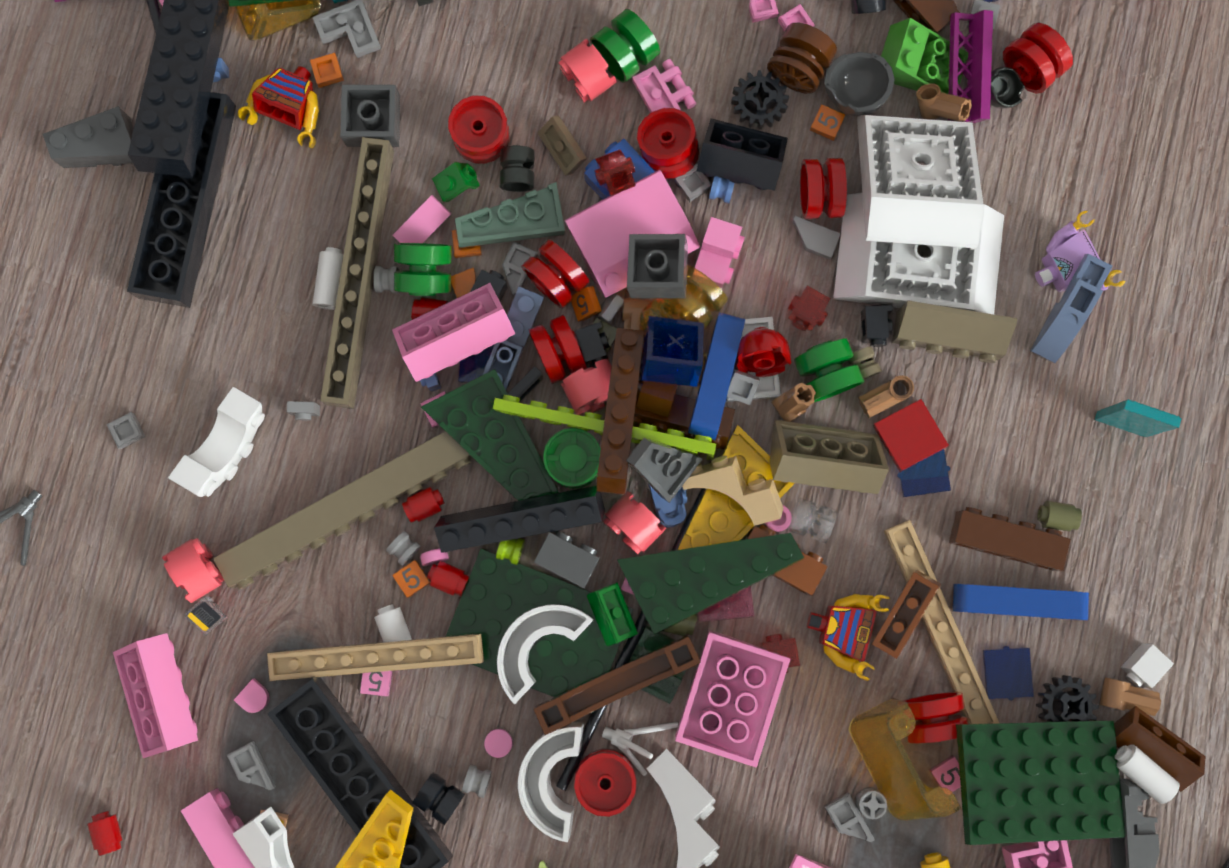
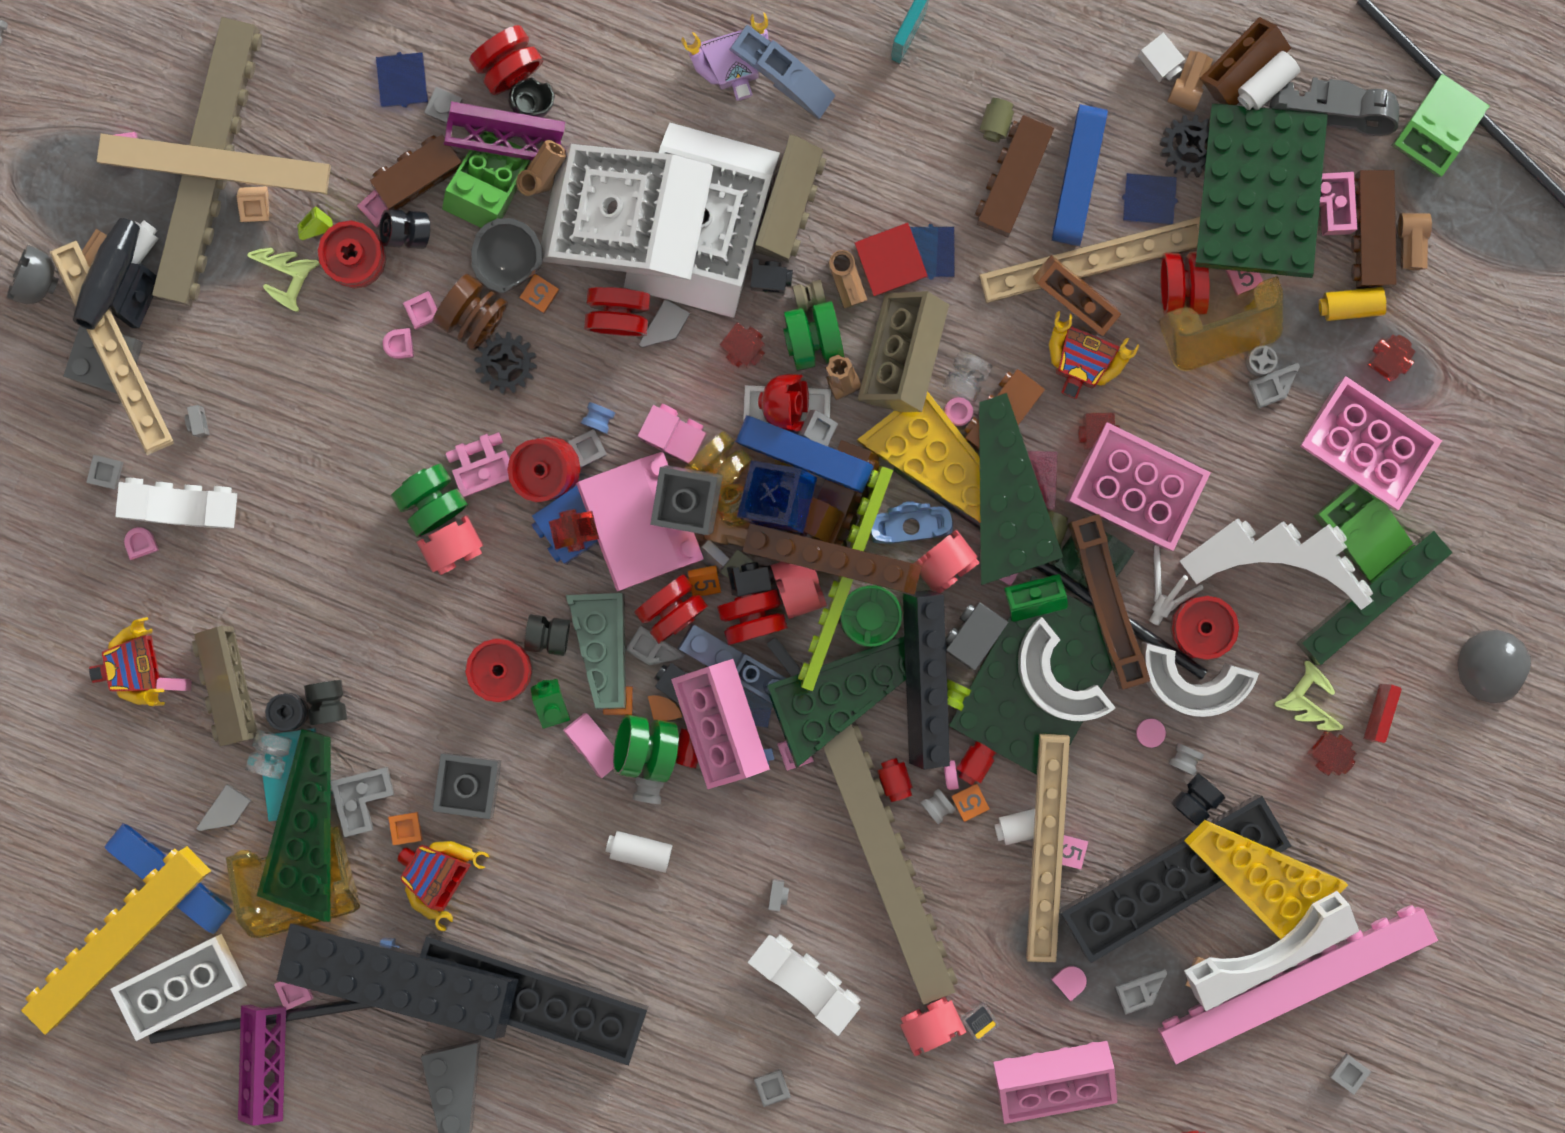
camera: 80 degrees left, 5 degrees up
(357, 273) = (638, 819): dark tan brick -> none
(562, 145) = (527, 583): dark tan plate -> none
(663, 466) = (897, 523): dark grey wing -> none
(725, 475) = (911, 461): tan arch -> none
(742, 154) = (568, 391): black brick -> none

